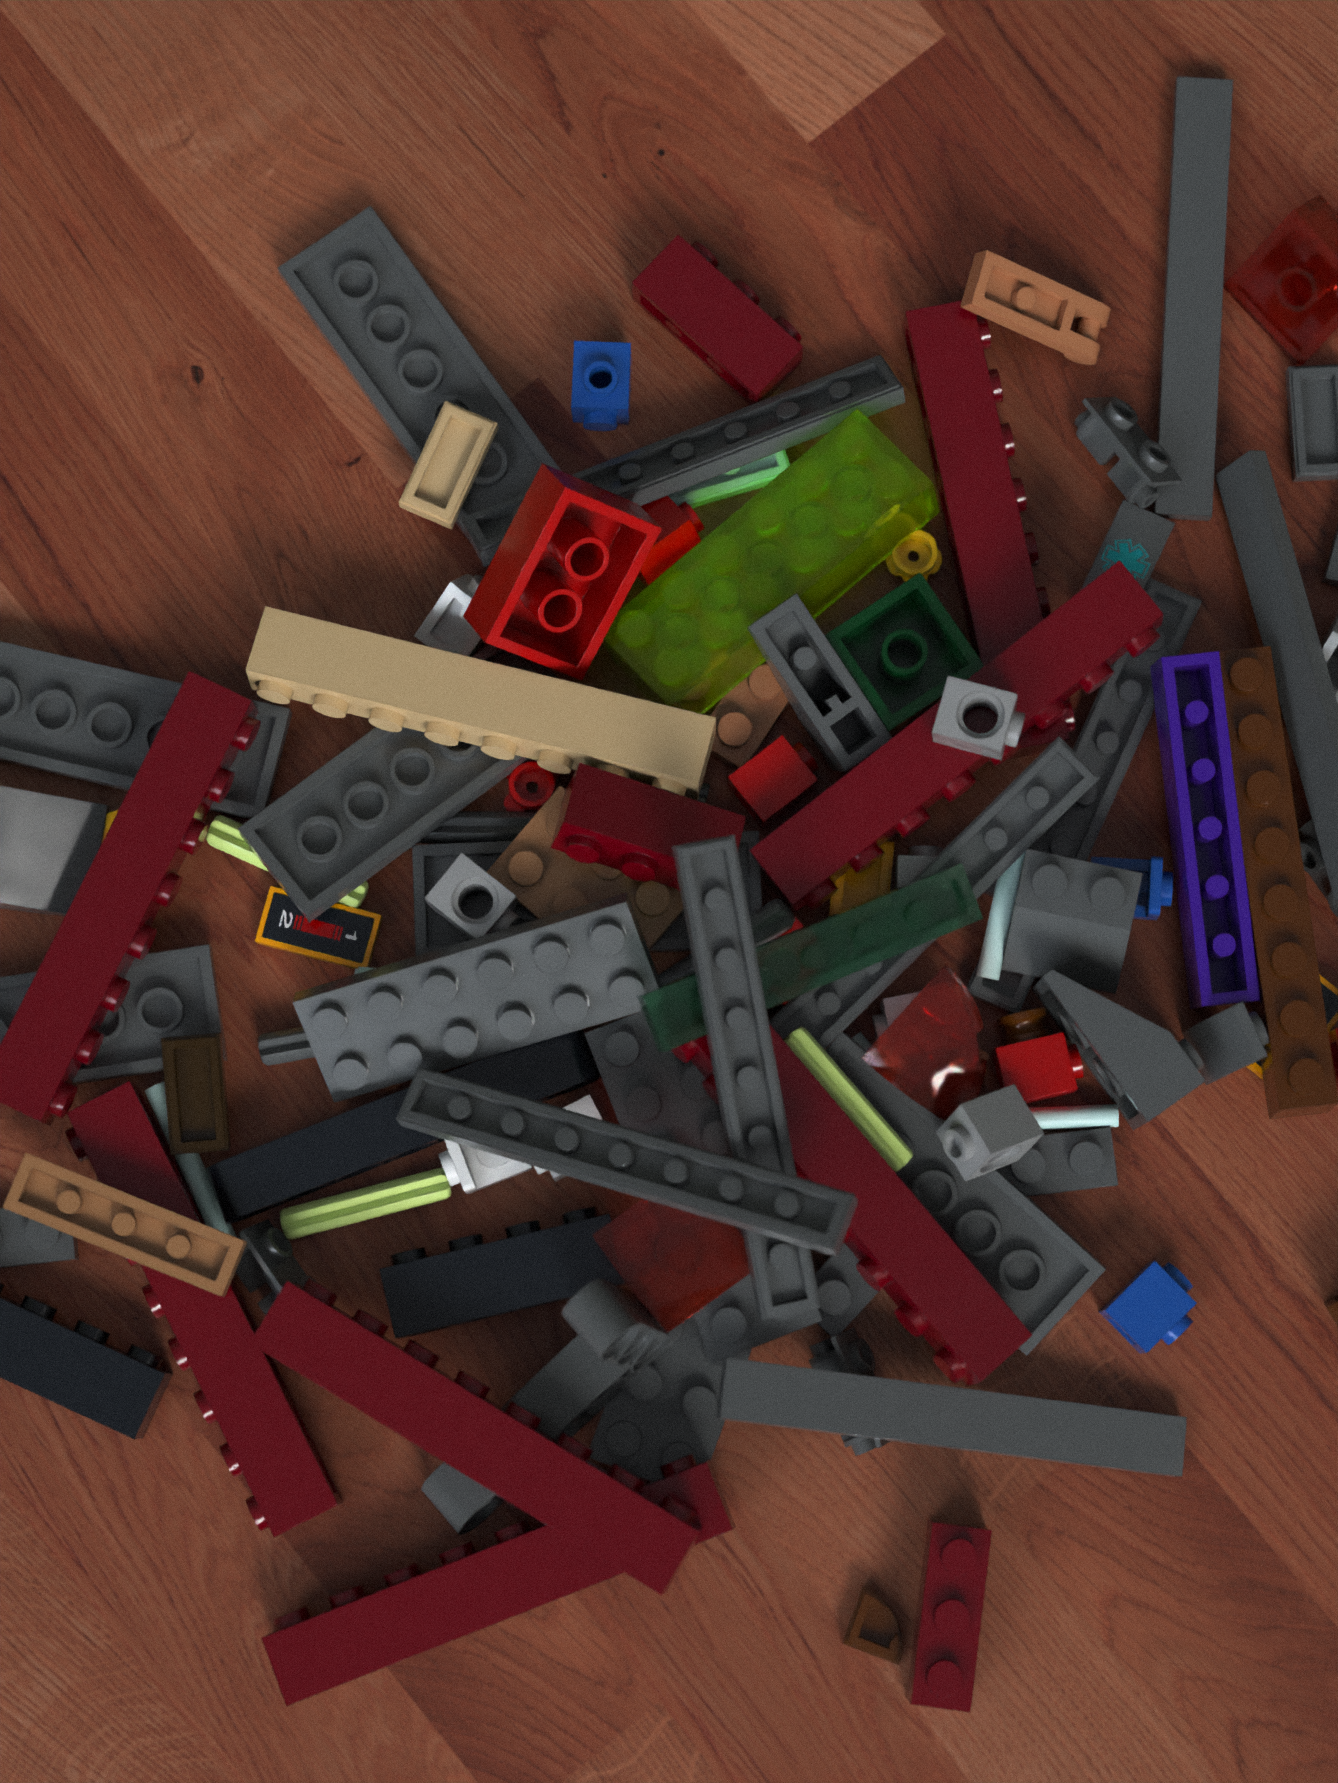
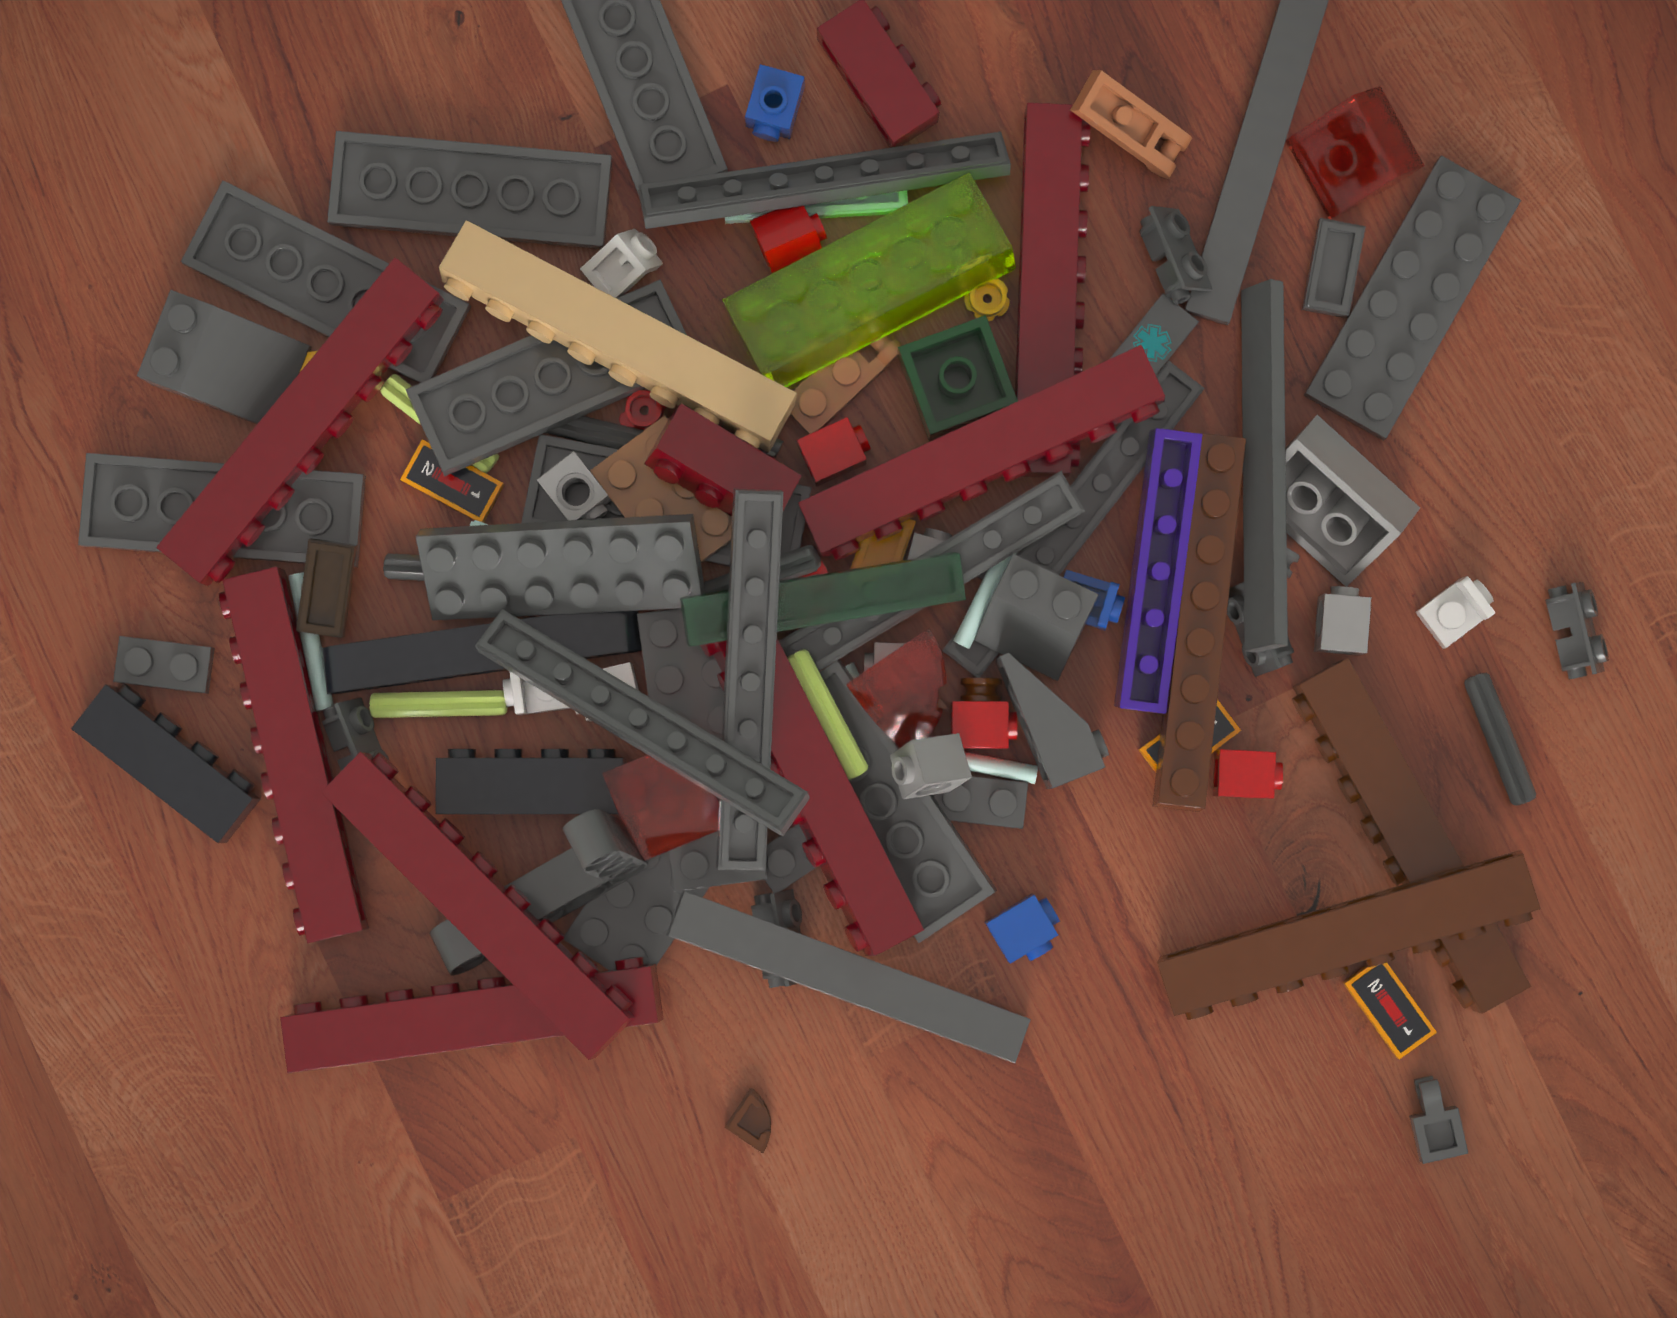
camera: 10 degrees right, 5 degrees up
(125, 1224) = (247, 677): medium nougat plate -> none
(223, 573) = (443, 183): none -> dark grey plate
(448, 465) = (638, 139): tan tile -> none
(562, 572) = (704, 249): red brick -> none
(818, 685) = (884, 385): dark grey slope -> none
(949, 1616) = (809, 1126): dark red brick -> none
(962, 696) = (983, 428): light grey brick -> none
(1228, 1041) = (1133, 740): dark grey slope -> none

